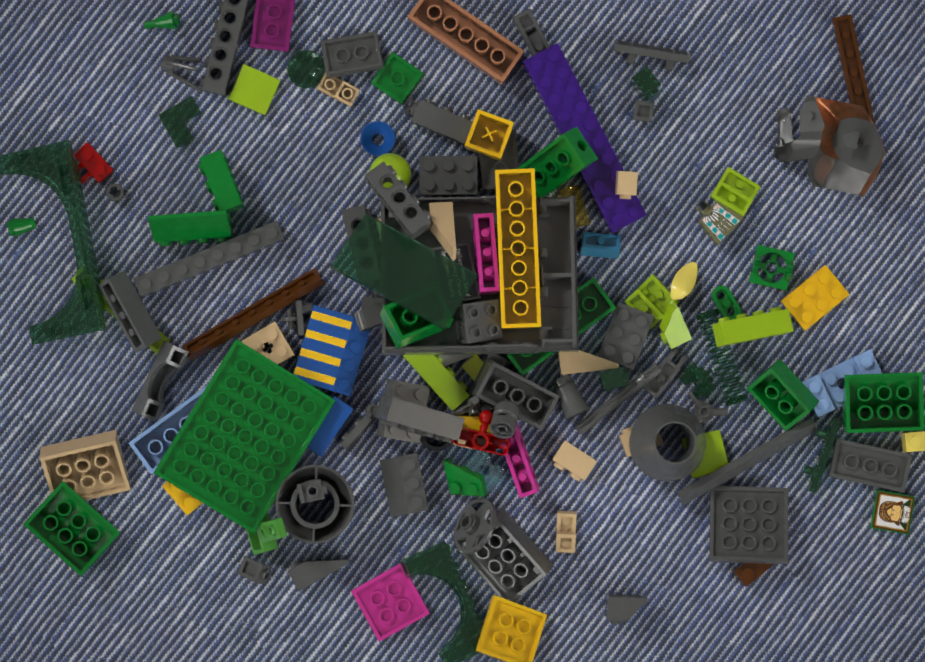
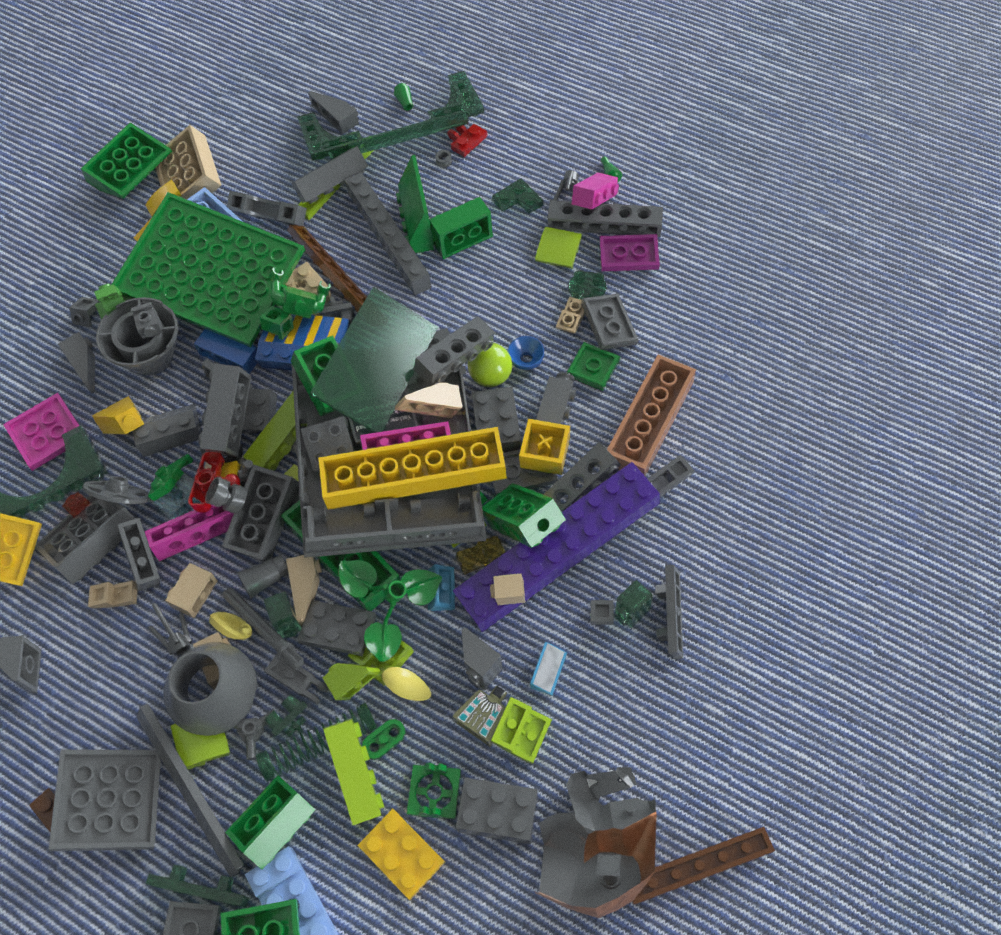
camera: 90 degrees right, 25 degrees down
(32, 300) = (335, 111): none -> dark grey slope
(125, 491) = (156, 199): none -> yellow slope
(201, 41) = (595, 190): none -> dark pink brick
(298, 350) = (296, 300): none -> green torso
(314, 366) = (277, 322): none -> green brick
(393, 526) = (119, 417): none -> yellow slope
(473, 568) = (75, 504): none -> clear red plate
(510, 87) = (583, 471): none -> dark grey brick
(538, 504) = (138, 554): none -> dark grey brick
(602, 261) = (356, 580): none -> green plant
(611, 427) = (230, 625): none -> light yellow arm
(619, 473) = (177, 642): none -> dark grey plant
(676, 218) = (480, 660): none -> dark grey slope
(685, 163) = (548, 669): none -> flat silver slope
(795, 218) = (497, 811): none -> dark grey brick

